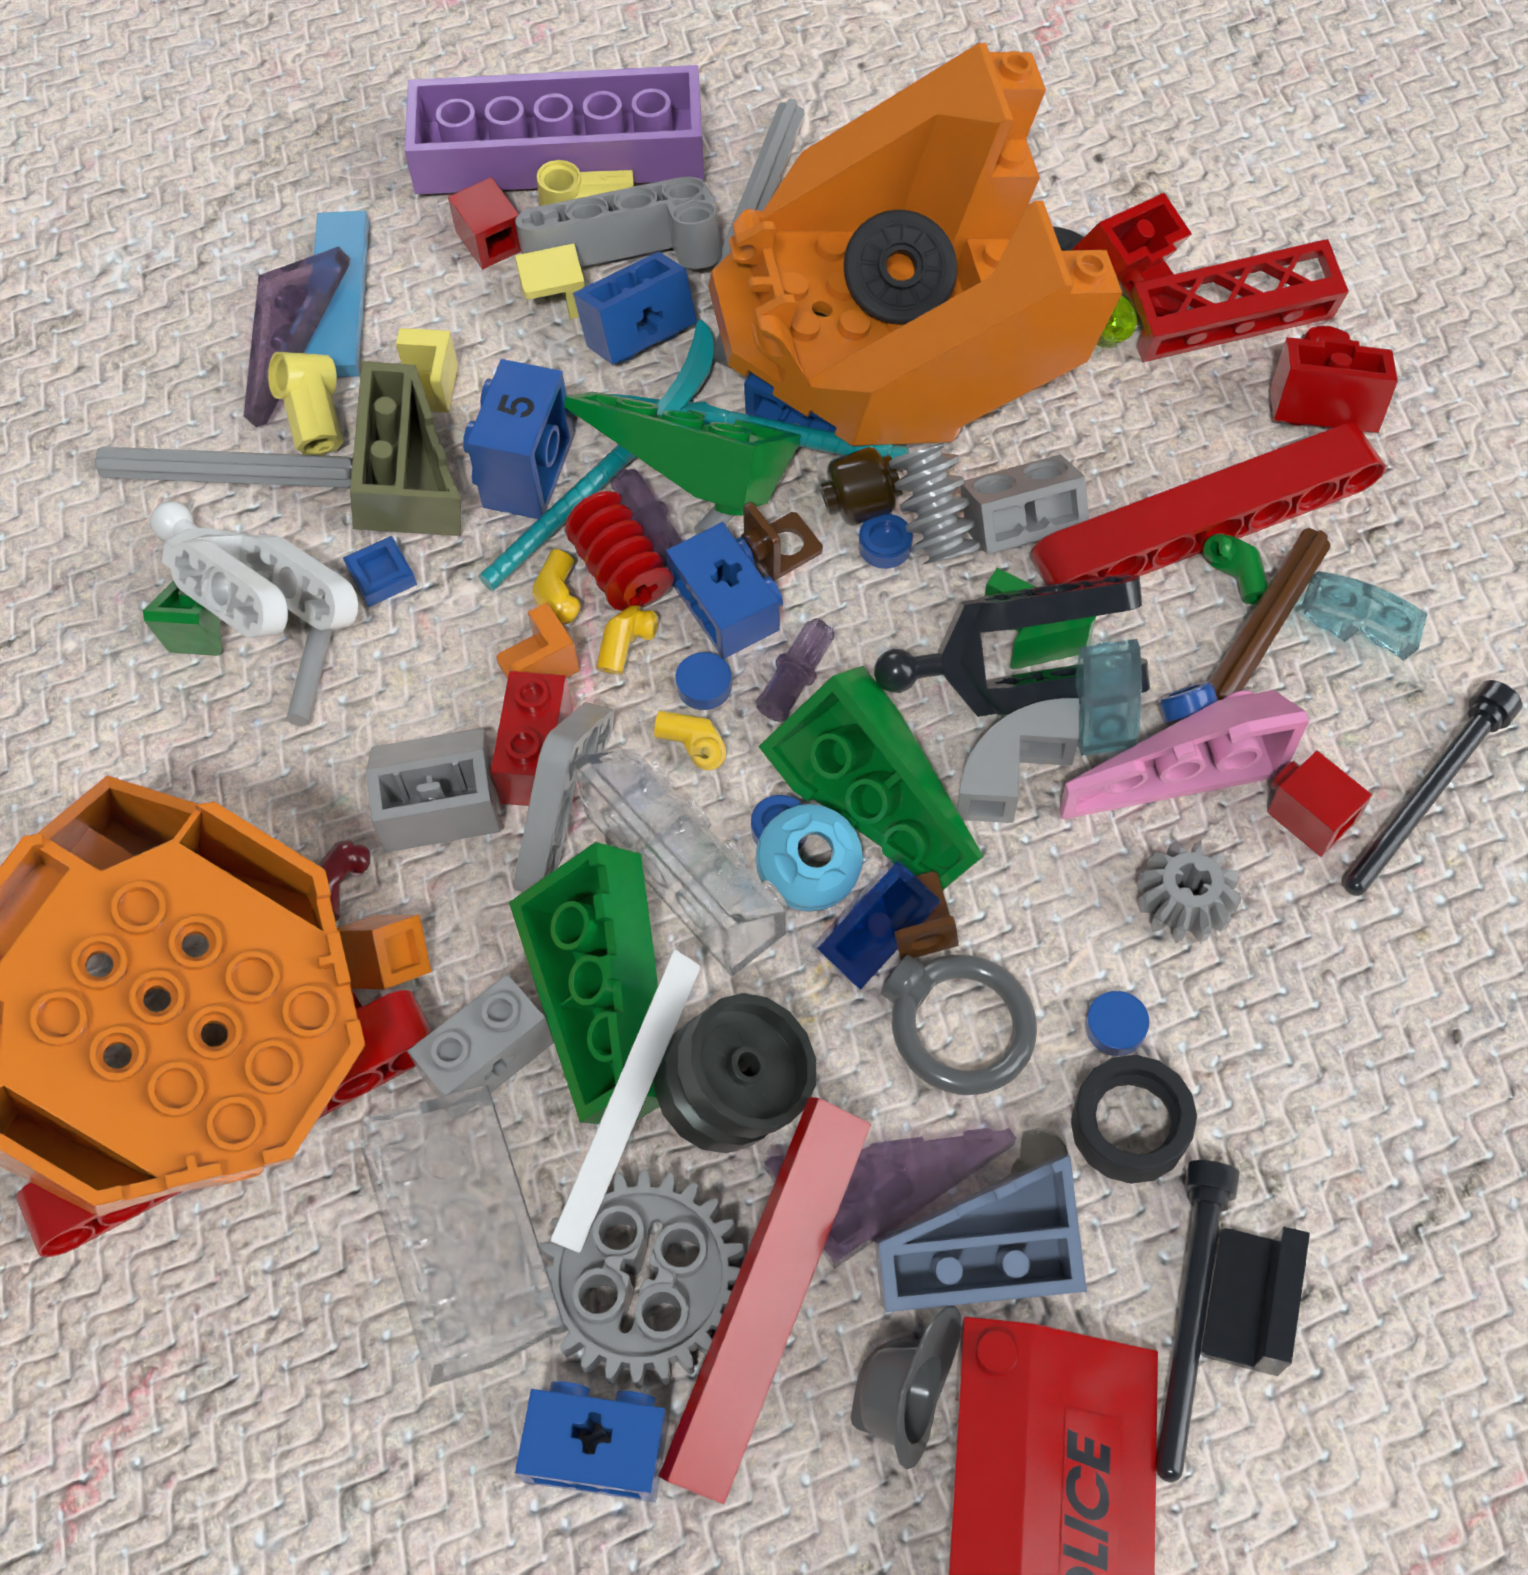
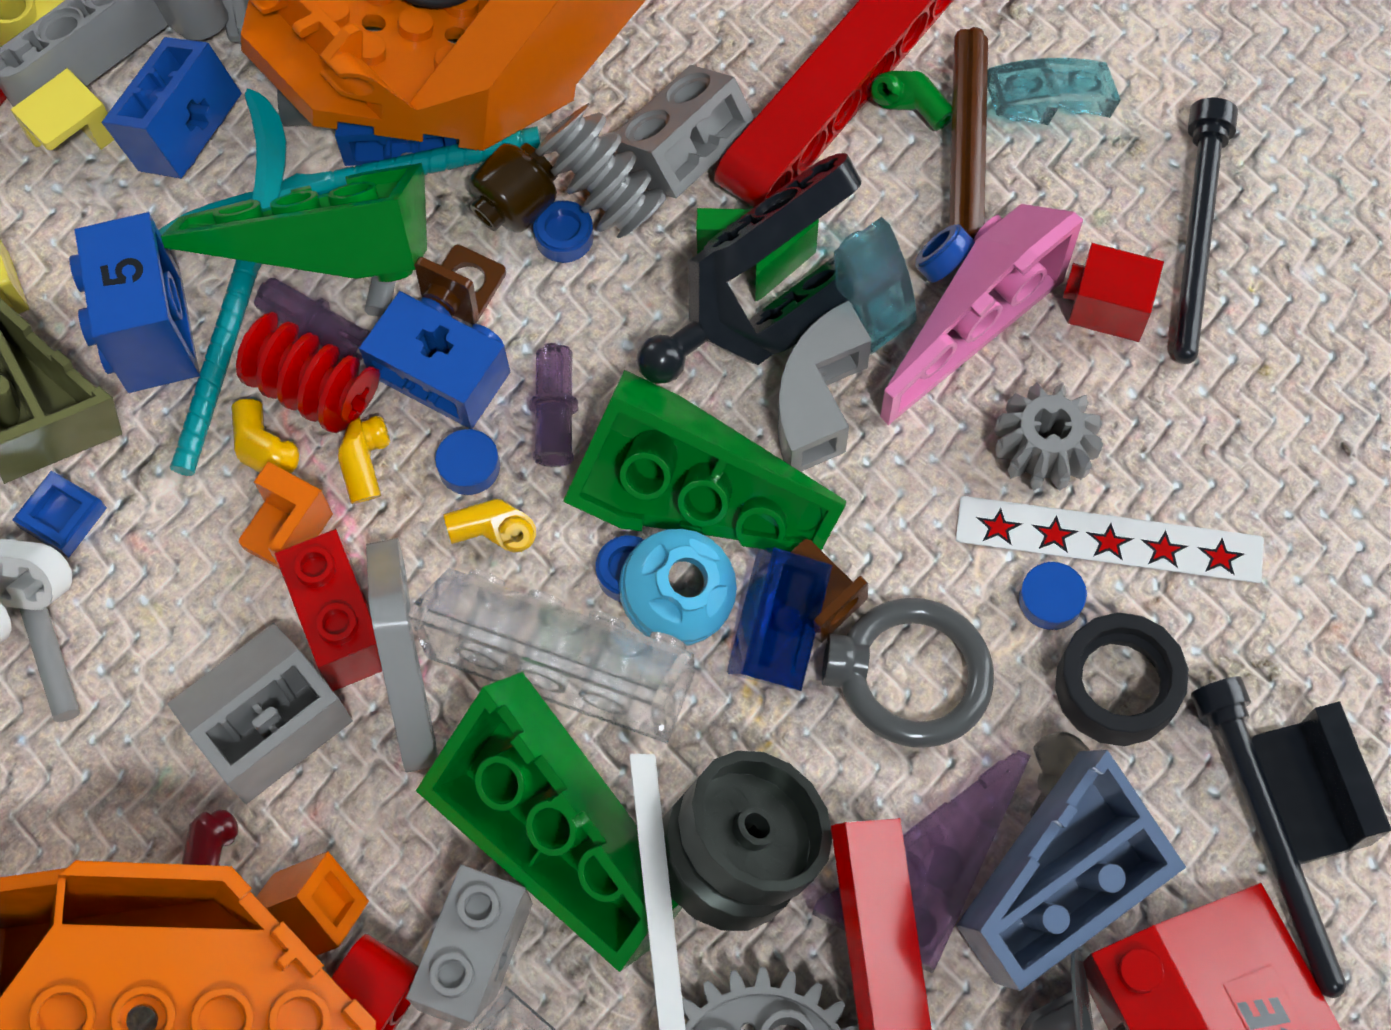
camera: 30 degrees left, 5 degrees up
(1200, 1006) = (1110, 539): none -> white sticker

